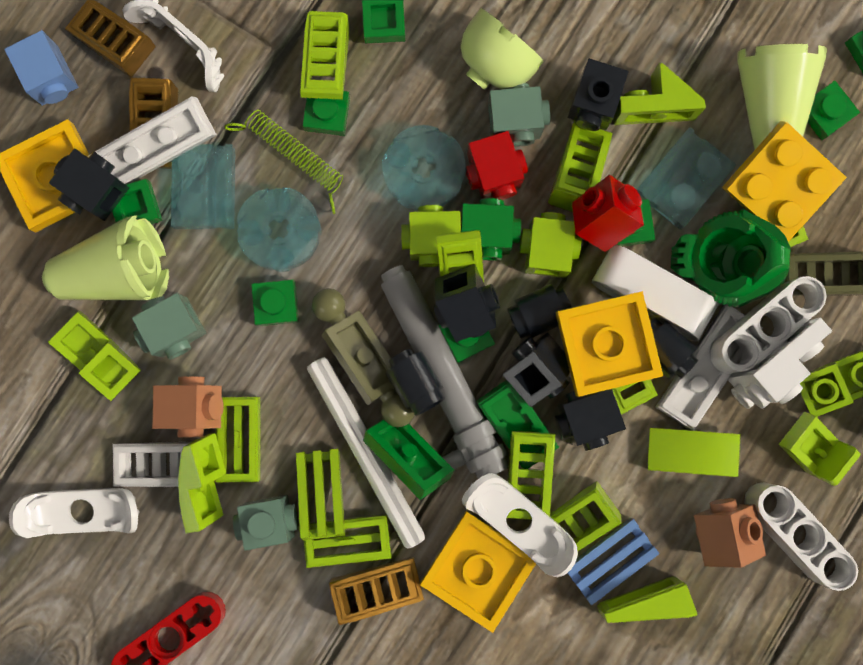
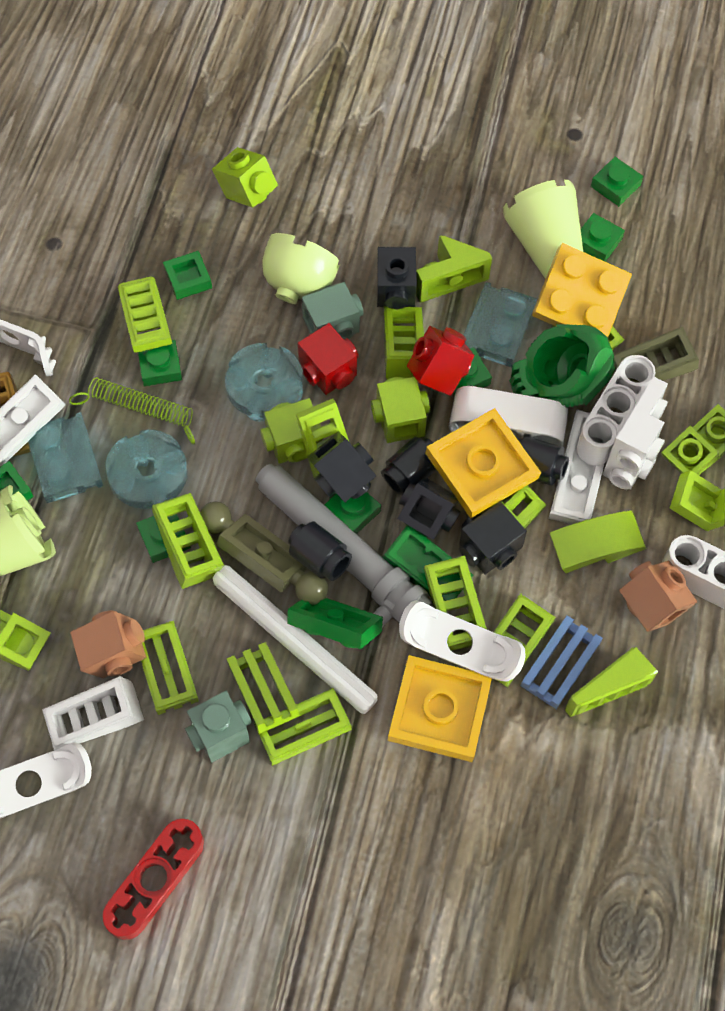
camera: 20 degrees left, 20 degrees down
(167, 326) = (67, 582): sand green brick -> none
(198, 496) = (137, 694): lime slope -> none
(296, 357) = (180, 561): none -> lime slope
(347, 615) = (329, 791): pearl gold slope -> none
(496, 226) = (352, 406): green brick -> none

